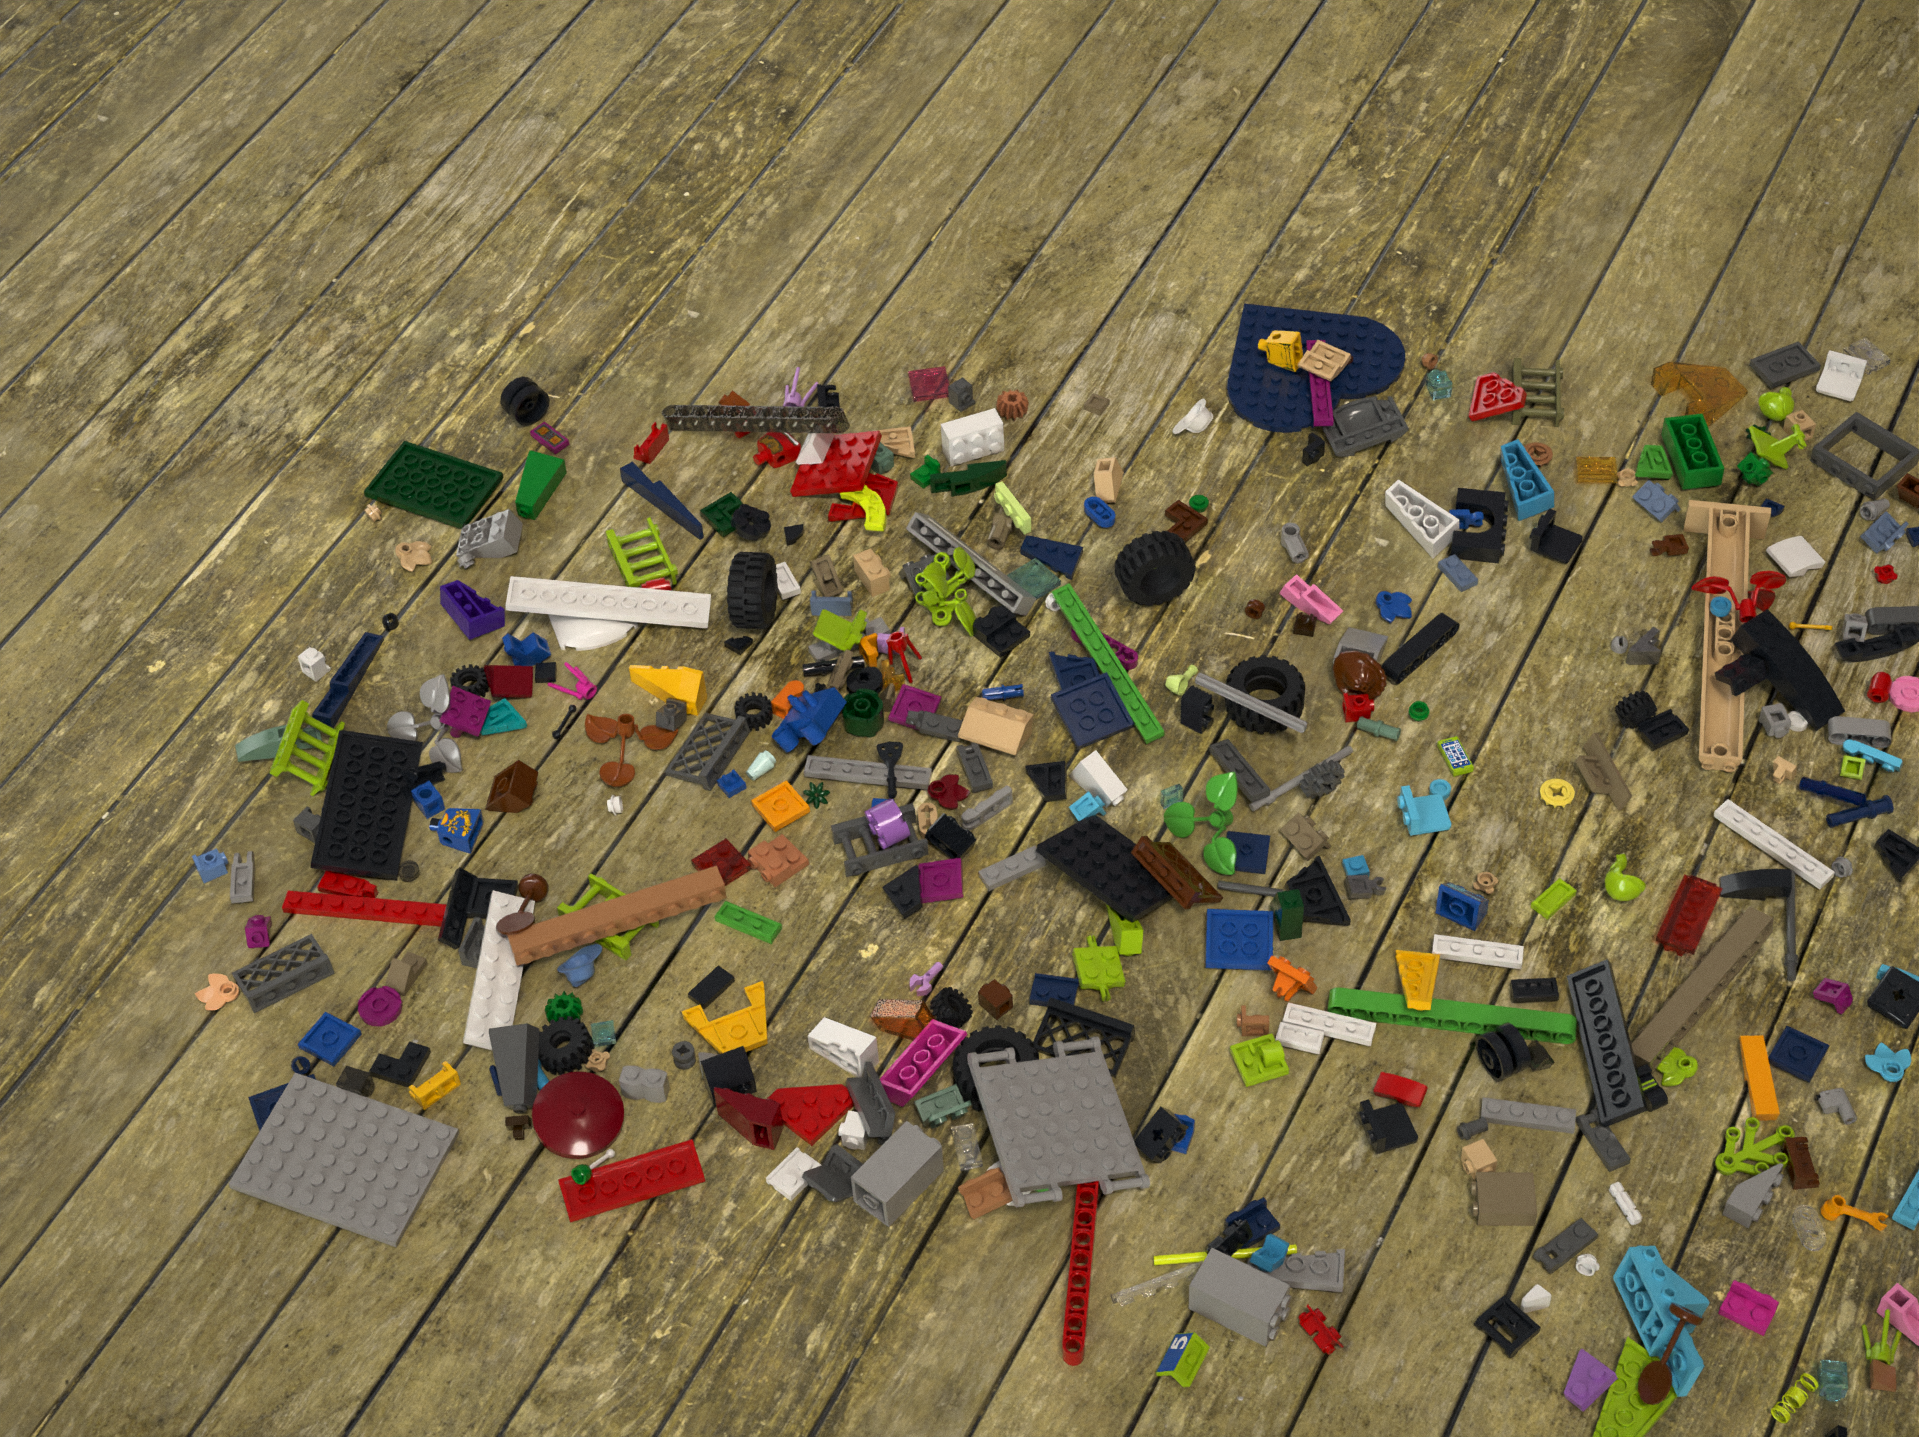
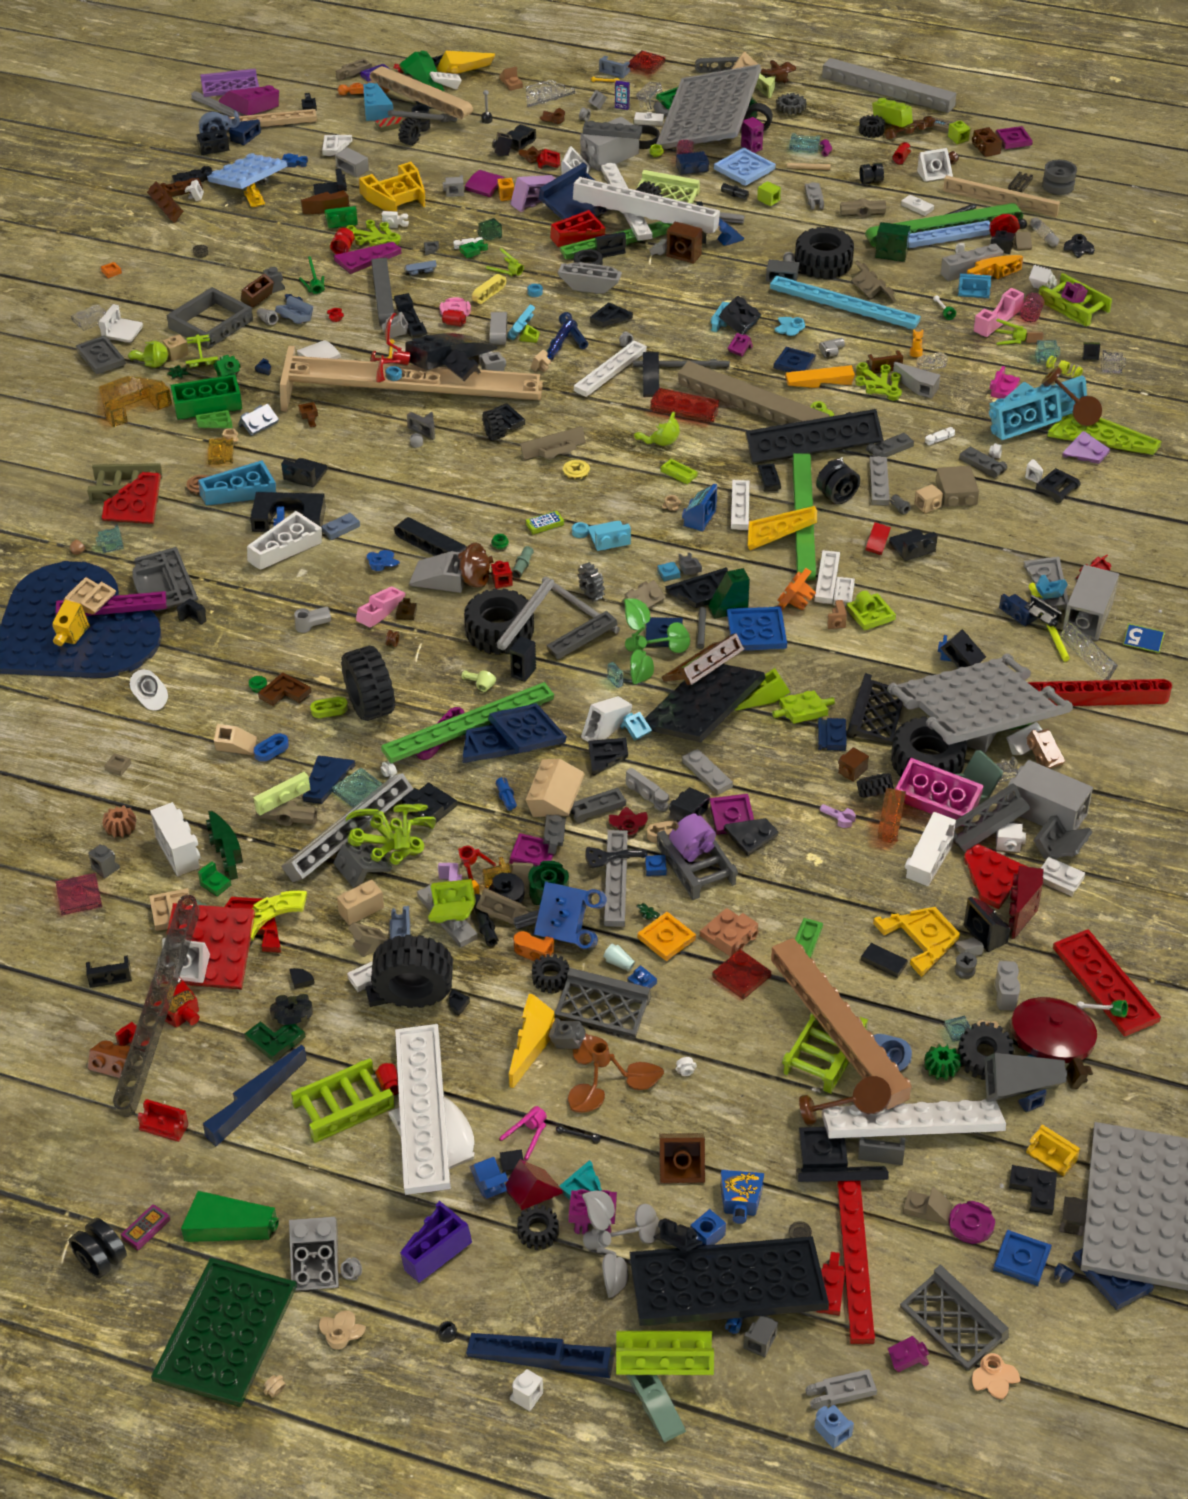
camera: 100 degrees left, 5 degrees down
(794, 398) = (99, 1001): lavender plant -> none

